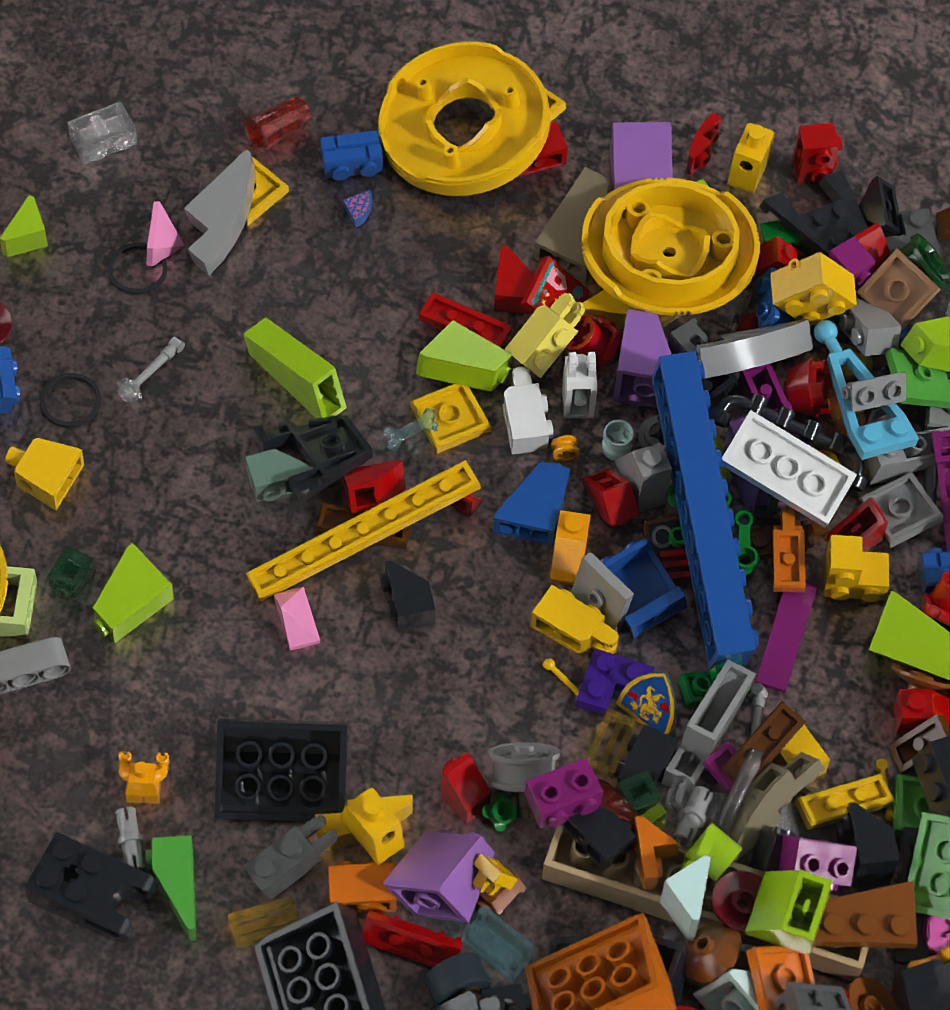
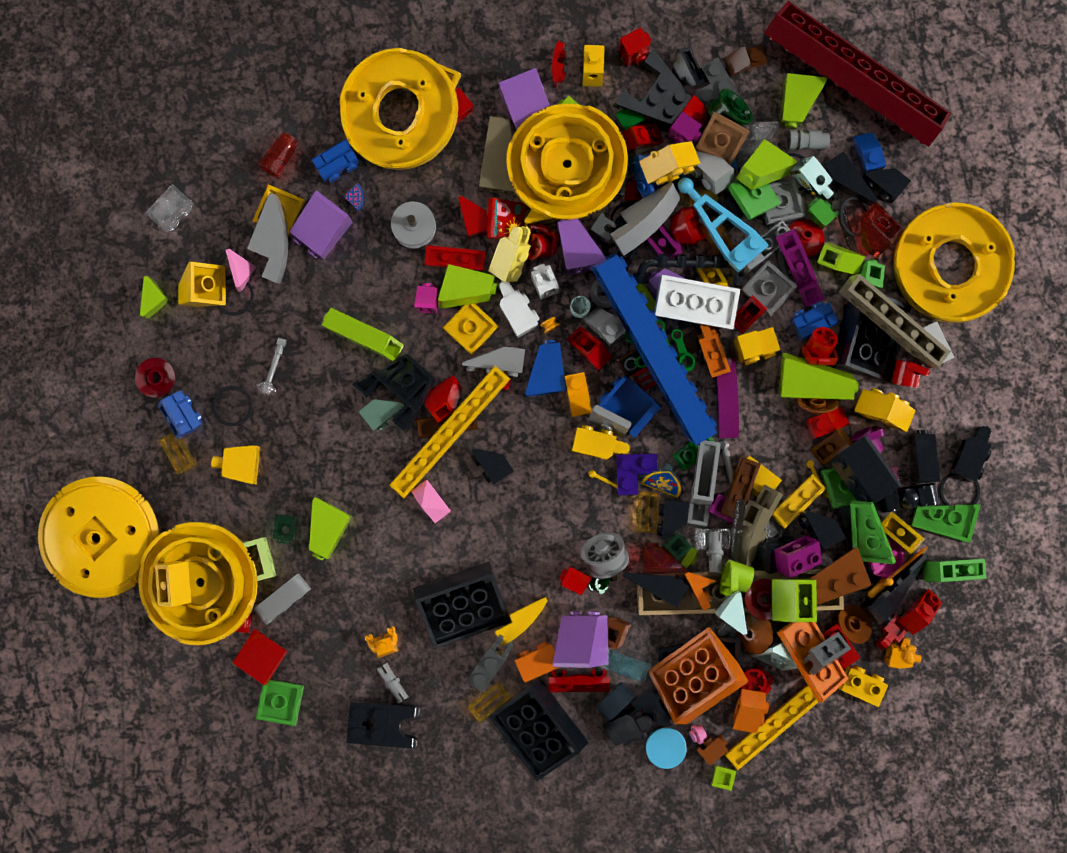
camera: 15 degrees left, 25 degrees up
(101, 237) = (202, 285): none -> yellow slope
(174, 874) = (428, 697): bright green slope -> none
(297, 218) = (320, 226): none -> medium lavender slope
(370, 821) = (531, 631): yellow torso -> none
(401, 356) = (426, 298): none -> dark pink slope
(424, 261) = (413, 225): none -> light grey wheel
(425, 422) = (457, 341): clear light blue piece -> none
(489, 465) = (507, 359): none -> light grey slope
(492, 875) = (613, 633): yellow tile -> none
(564, 793) = (639, 580): magenta brick -> none
(876, 391) = (737, 220): light grey hinge -> none

